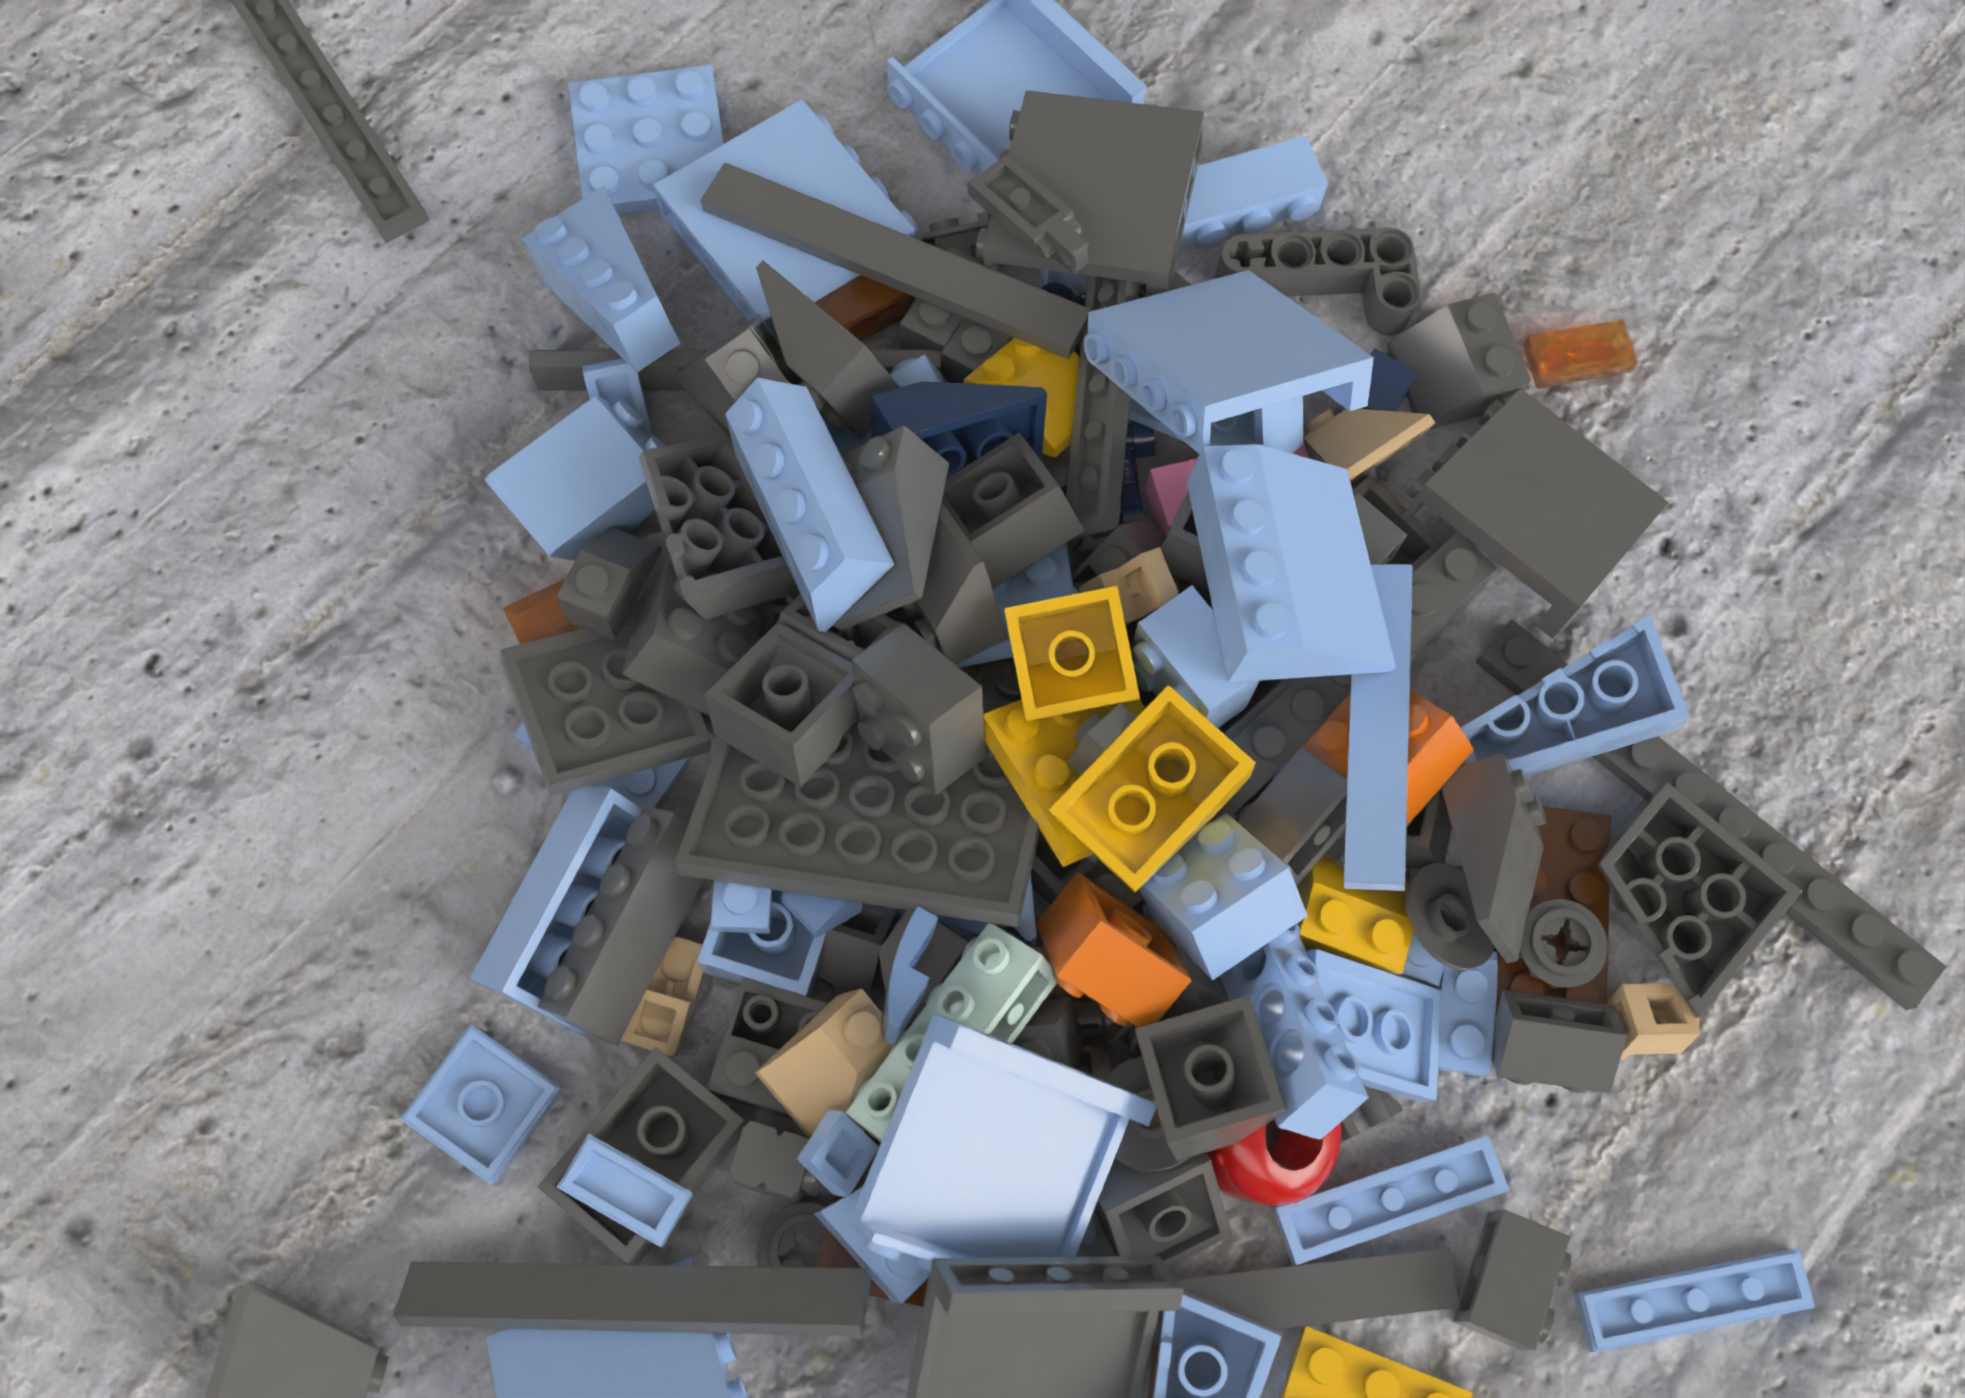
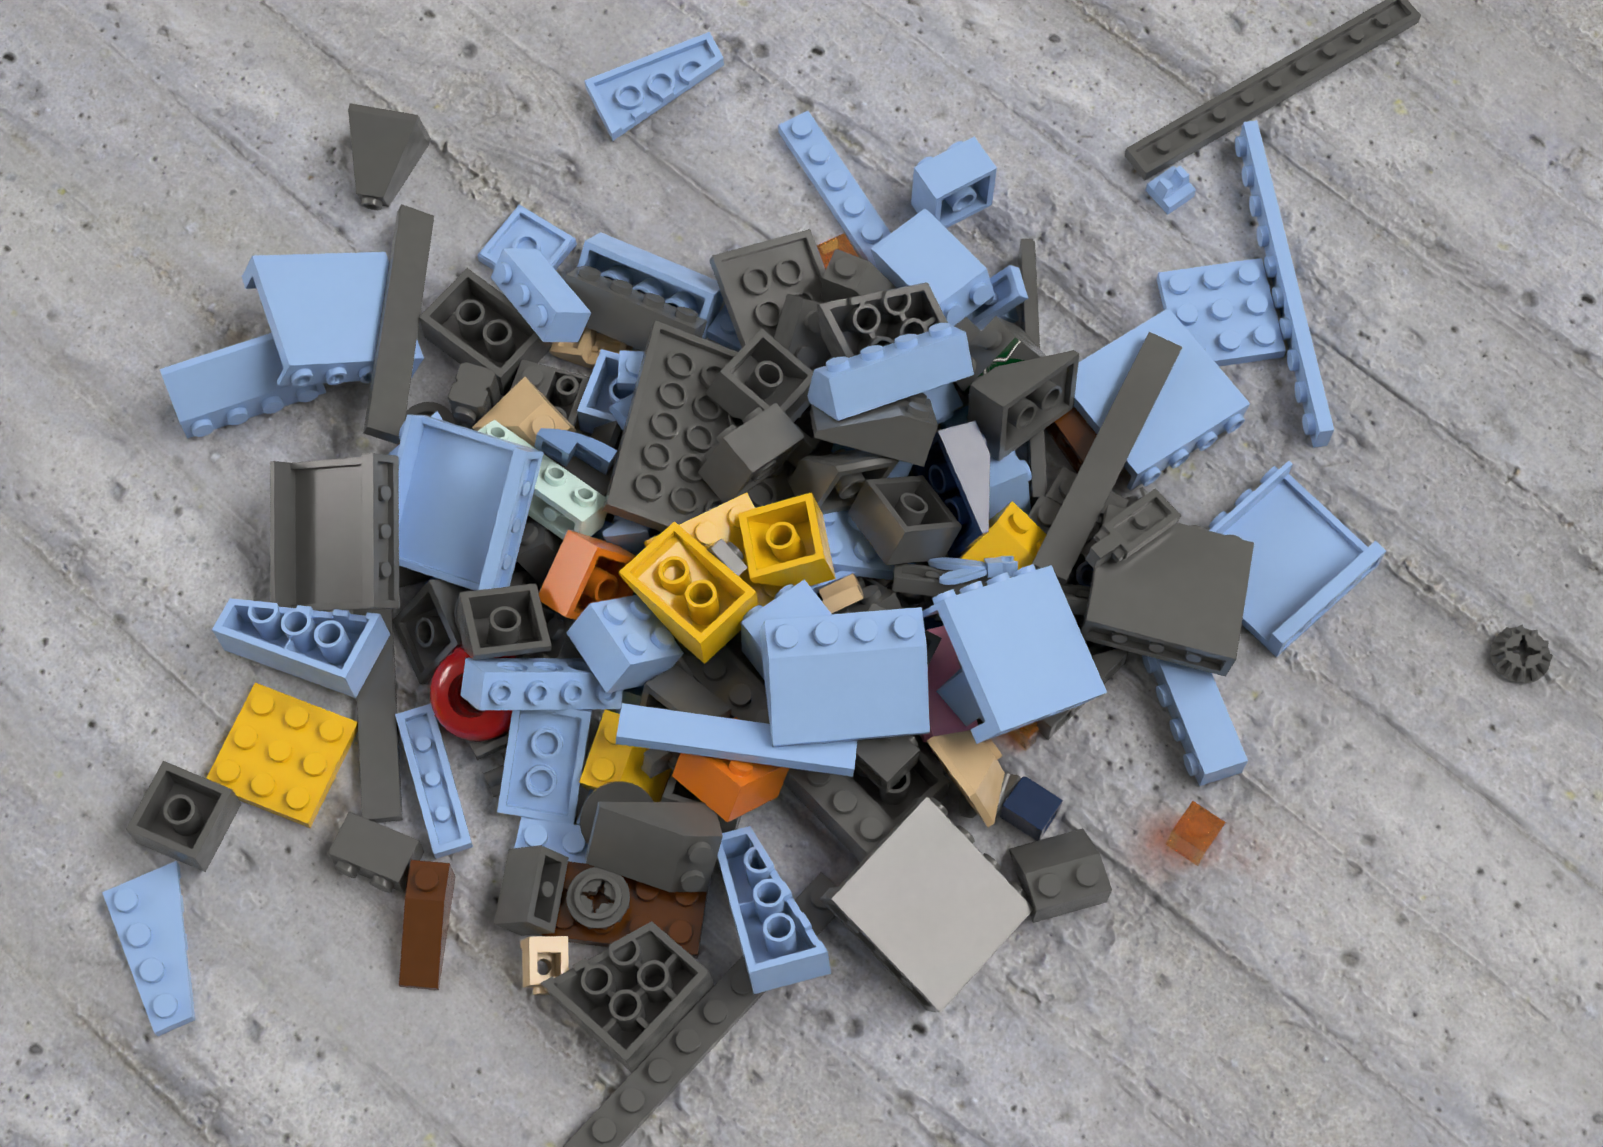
camera: 95 degrees right, 5 degrees down
(190, 919) = (647, 84): none -> light blue wing
(414, 626) = (834, 183): none -> light blue plate
(428, 454) = (954, 182): none -> light blue brick
(446, 186) = (1171, 189): none -> light blue tile
(599, 1059) = (540, 295): none -> light blue brick
(600, 278) = (1086, 277): light blue wedge -> none
(602, 55) = (1286, 292): none -> light blue plate
(625, 1190) = (460, 312): light blue tile -> none
(838, 1153) = (472, 413): light blue plate -> none
(1076, 427) = (967, 570): none -> light blue piece
(1318, 275) = (1136, 770): dark grey beam -> none
(1397, 200) = (1195, 833): none -> clear orange brick
(1579, 354) = (1075, 970): clear orange plate -> none
(1606, 1196) = (425, 923): none -> reddish brown slope
(1693, 1300) = (356, 981): light blue tile -> none

